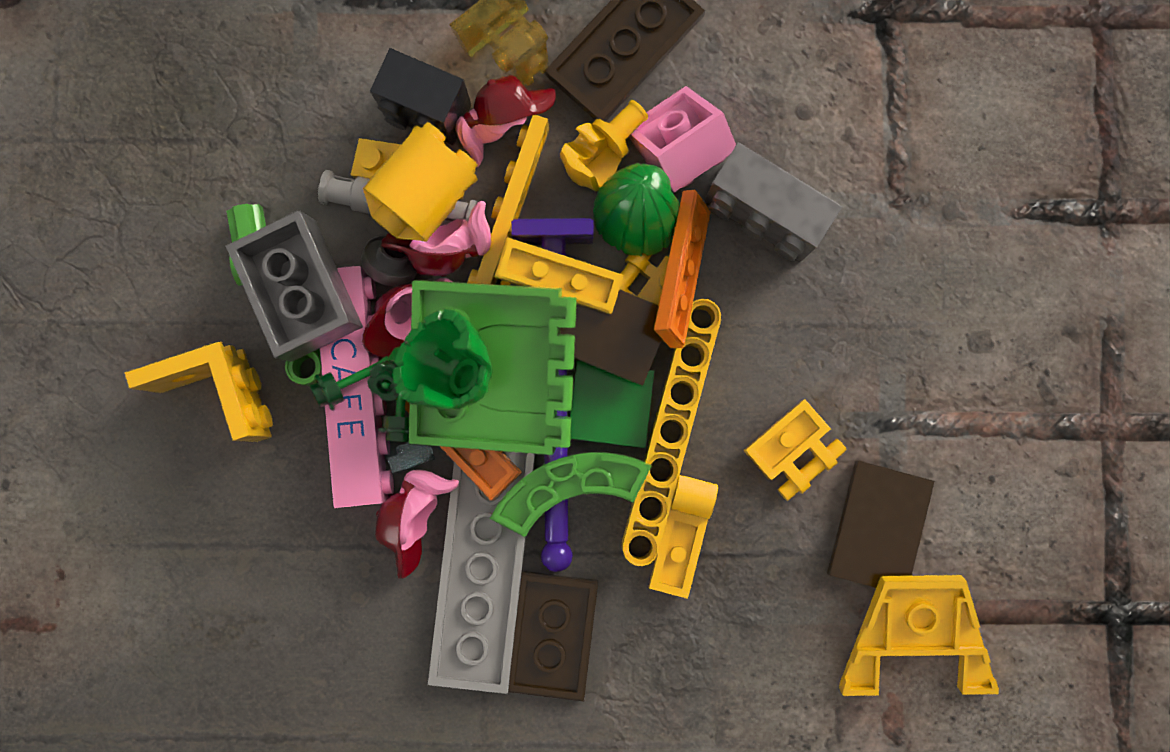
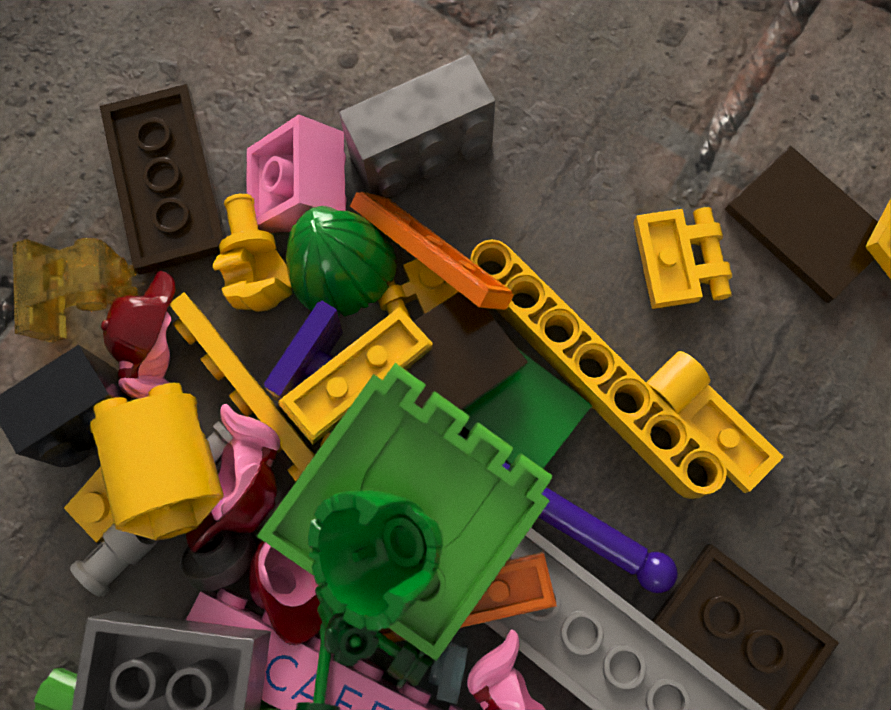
camera: 55 degrees left, 10 degrees down
(567, 478) = (580, 506): bright green tile -> none

